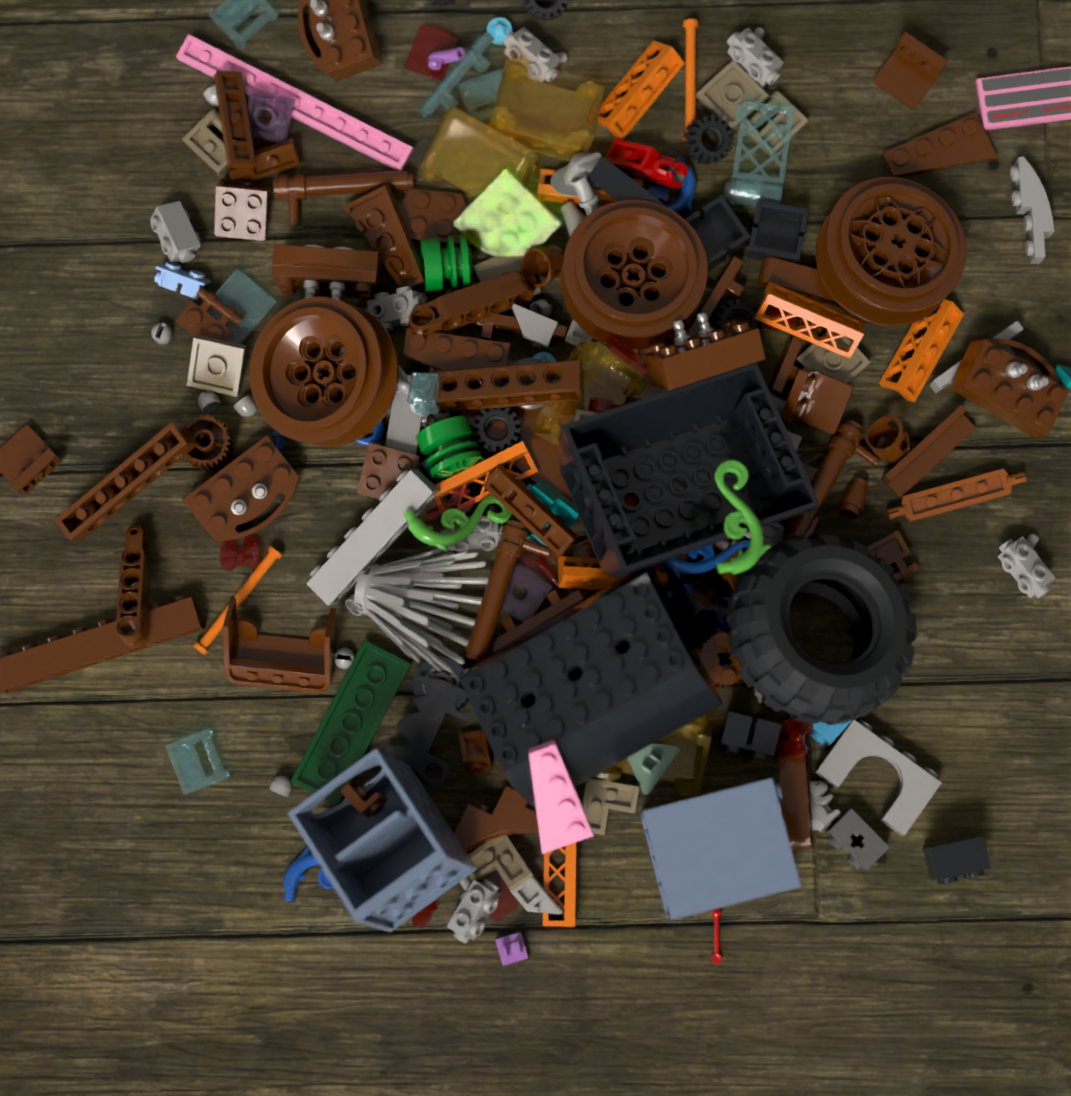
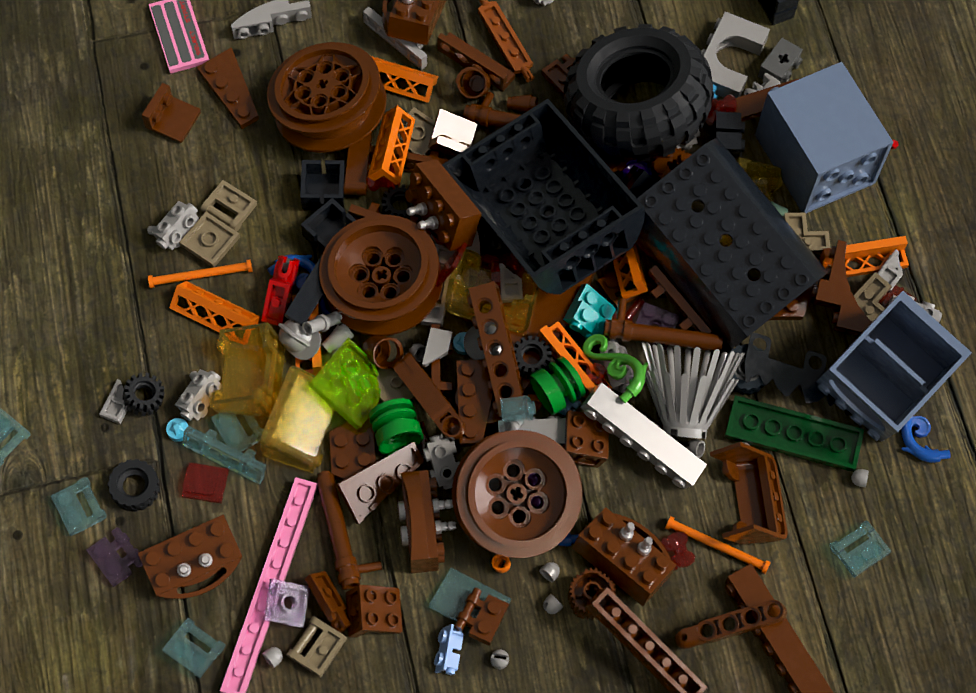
camera: 110 degrees left, 15 degrees down
(175, 232) = (408, 660): light grey brick -> none
(216, 365) = (521, 600): plate -> none
(234, 119) = (297, 626): reddish brown hinge -> none
(362, 801) = (865, 388): reddish brown bracket -> none
(438, 58) = (209, 462): medium lavender arm -> none
(475, 752) = (790, 335): reddish brown bracket -> none
(511, 948) = (932, 284): medium lavender tile -> none
(530, 510) = (594, 316): reddish brown hinge -> none
(557, 802) = (824, 243): bright pink wing -> none
(721, 139) = (252, 248): black tyre -> none
(744, 515) = (608, 131): bright green plant -> none
(749, 188) = (287, 211): clear light blue piece -> none

